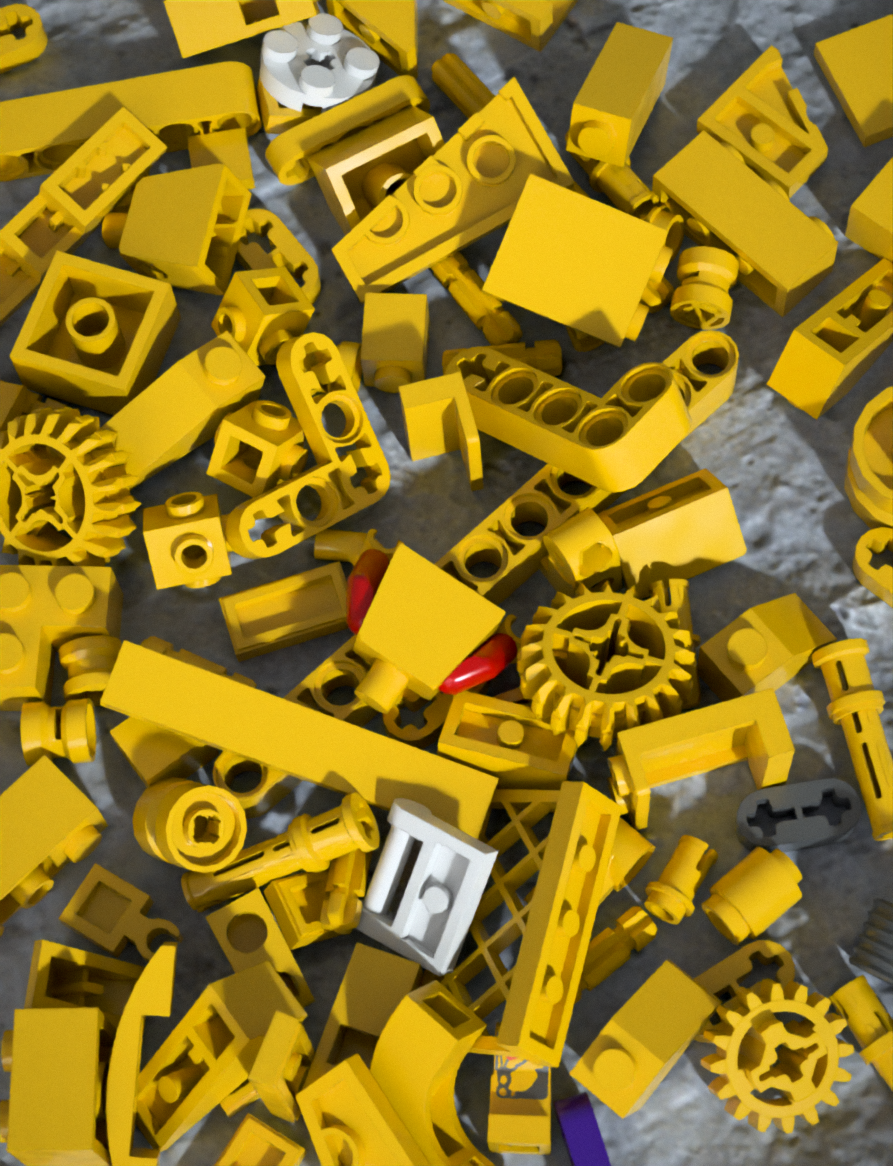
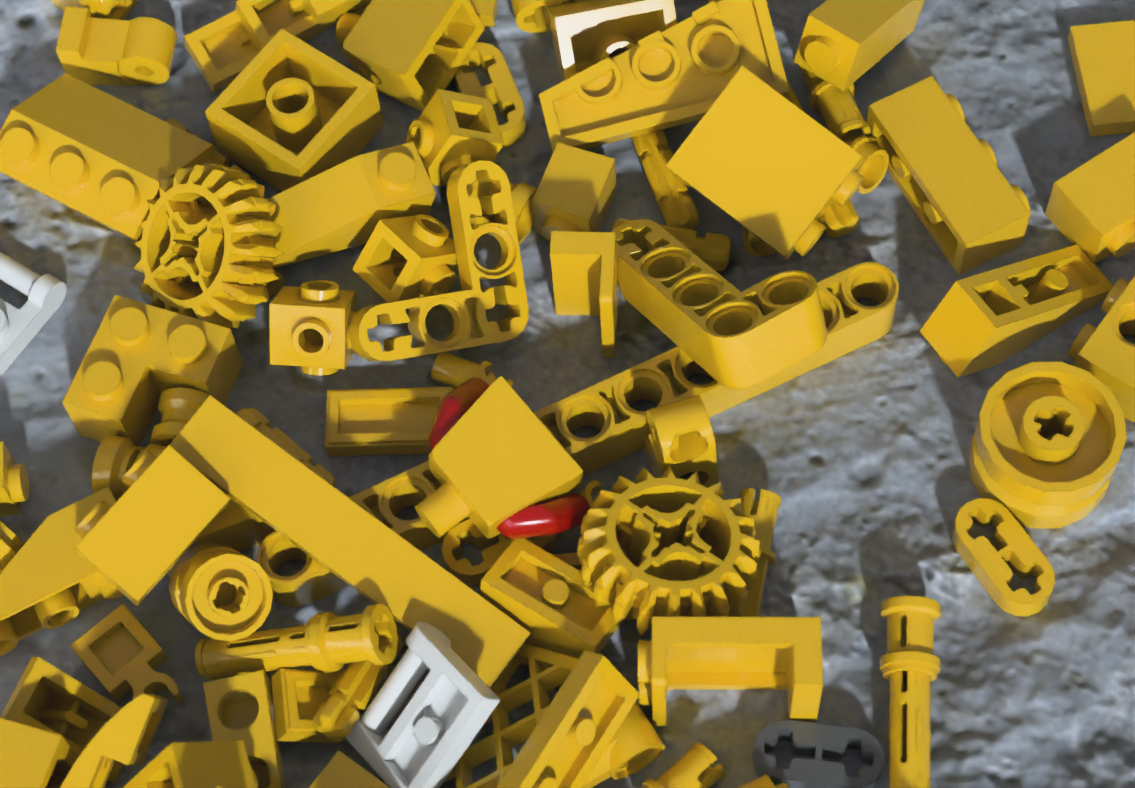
camera: 15 degrees right, 5 degrees down
(107, 781) = (150, 523): none -> yellow brick
(675, 531) = (783, 448): yellow panel -> none
(704, 288) = (890, 219): yellow wheel -> none
(762, 648) = (834, 581): yellow slope -> none
(767, 124) = (999, 90): yellow wing -> none

